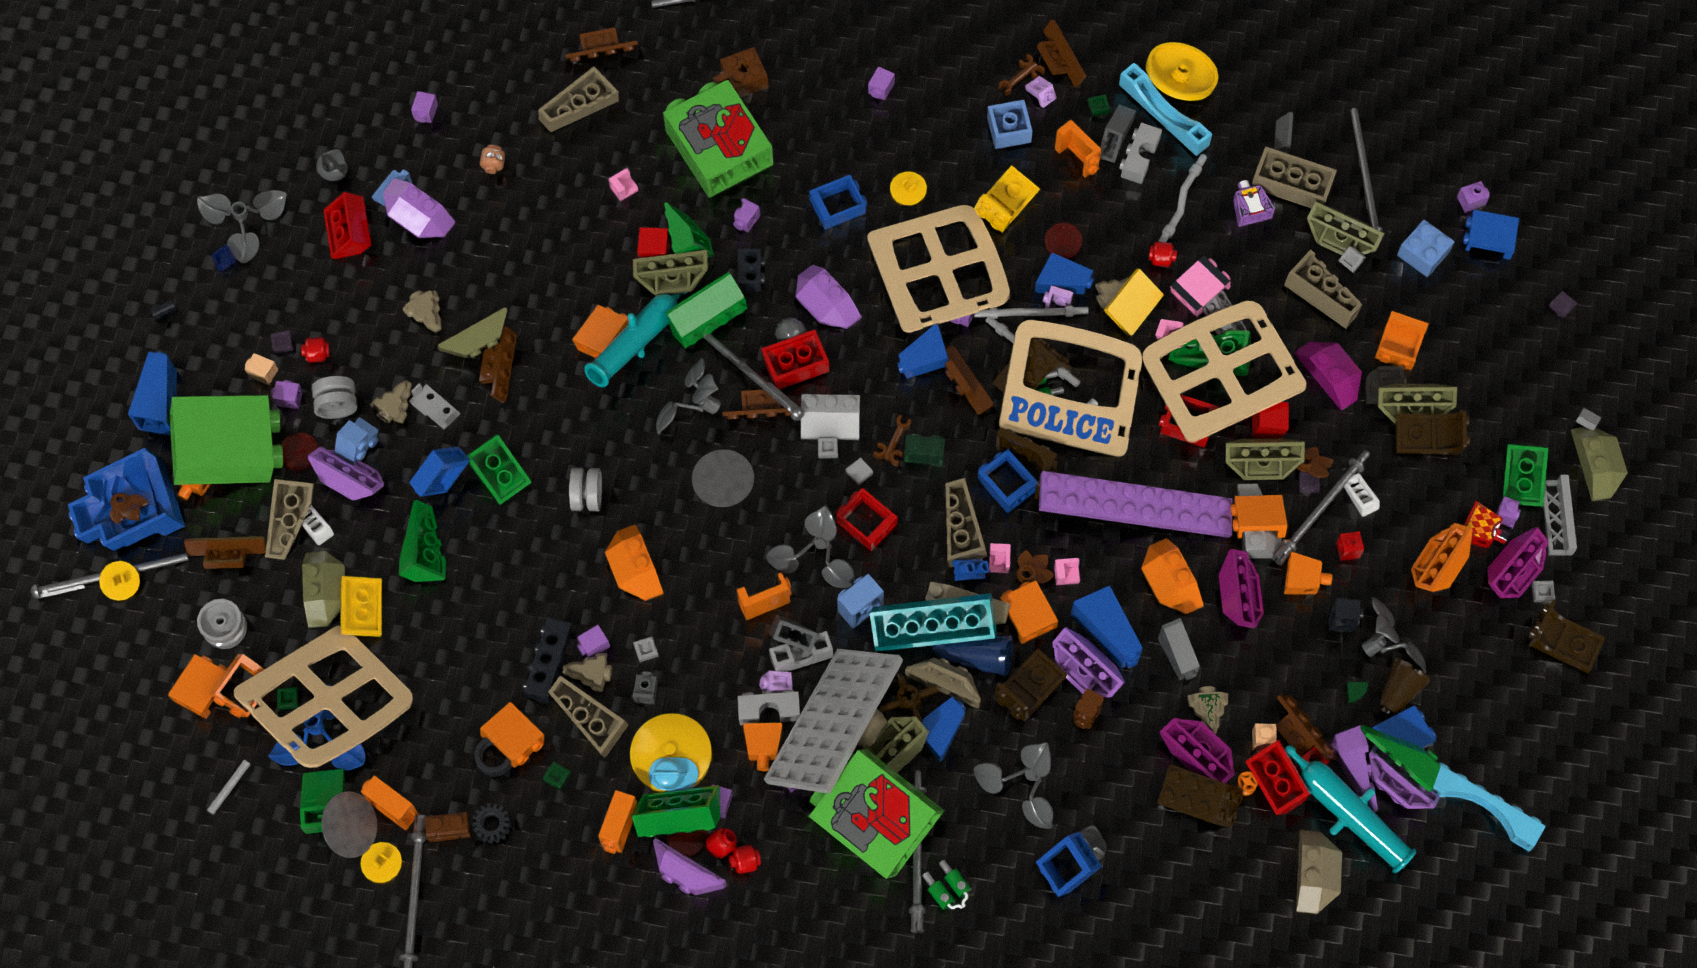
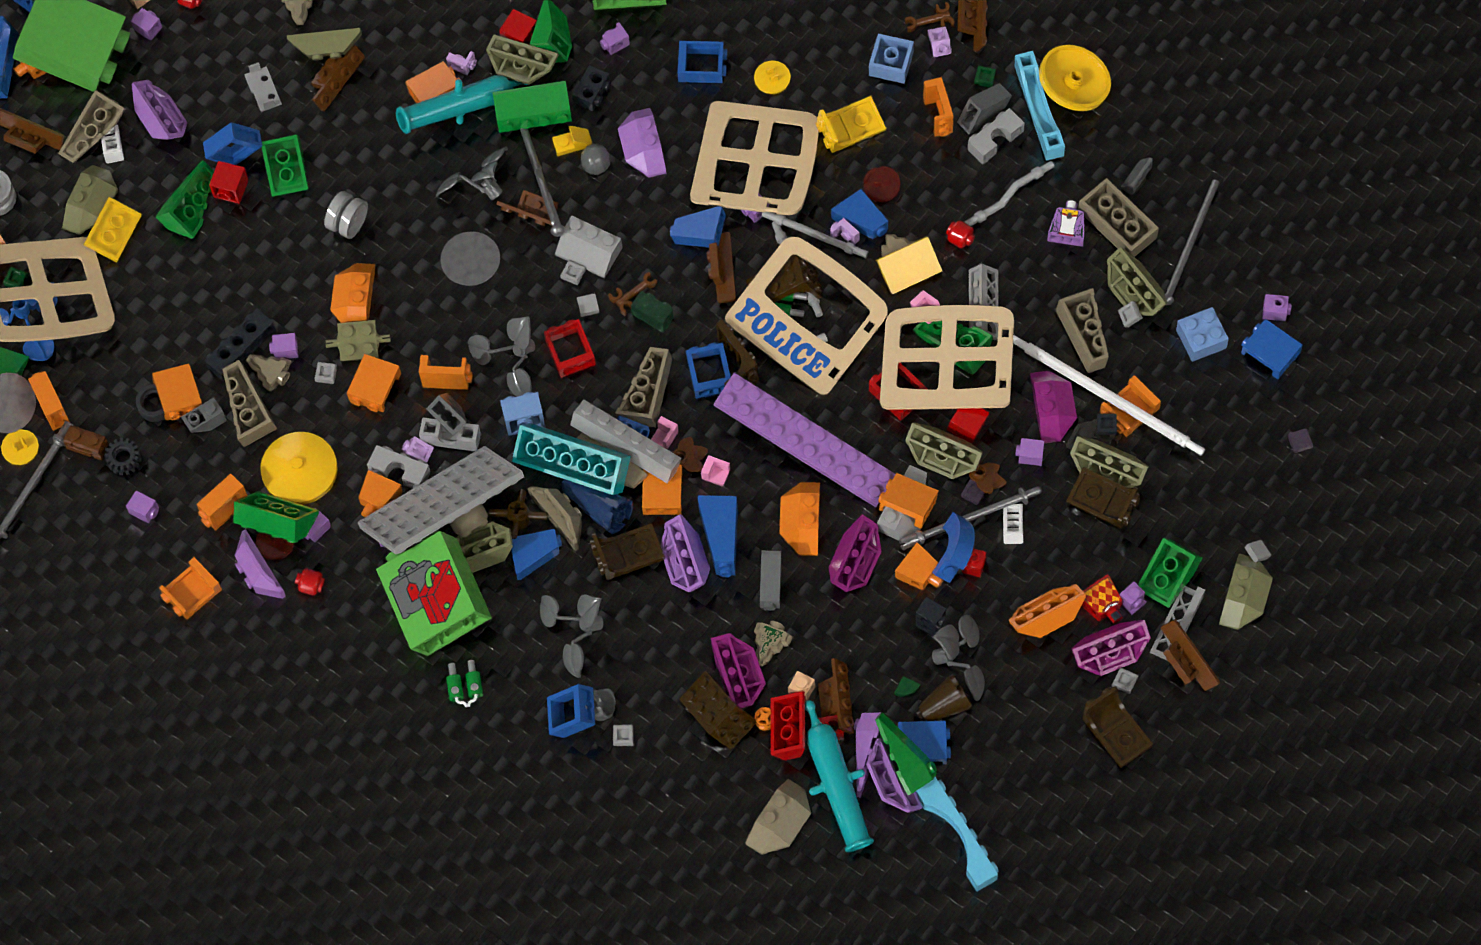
camera: 30 degrees right, 0 degrees up
(297, 450) = (130, 72): clear red tile -> none
(334, 397) = (181, 43): light grey wheel -> none
(355, 440) = (179, 87): medium blue brick -> none
(393, 404) = (229, 70): dark tan rock -> none
(452, 509) = (229, 182): none -> red head
(539, 864) = (142, 507): none -> medium lavender brick
(553, 746) = (204, 417): none -> dark grey slope
(556, 775) = (196, 443): dark green tile -> none
(614, 301) = (461, 64): none -> lavender bracket
(630, 923) = (190, 589): none -> orange panel
(648, 694) = (306, 410): dark grey brick -> none
(661, 604) = (357, 339): none -> olive plate
(673, 774) = (290, 485): medium azure piece -> none
(699, 638) = (373, 383): none -> orange panel
(721, 842) = (297, 559): red head -> none
(759, 326) = (573, 141): none -> yellow slope
(795, 359) = (584, 184): red slope -> none
(917, 909) = (428, 689): flat silver bar -> none
(973, 580) = (626, 440): none -> light grey brick
(1088, 709) = (662, 592): reddish brown brick -> none
(1124, 863) = (623, 735): none -> light grey tile
(1200, 285) = (977, 275): bright pink panel -> none
(1335, 537) = (959, 547): none -> blue arch
(1339, 421) = (1030, 451): none -> medium lavender brick
(1383, 340) = (1108, 395): none -> white axle
(1396, 365) = (1107, 424): none -> black tile
(1591, 543) = (1186, 657): none -> reddish brown bracket

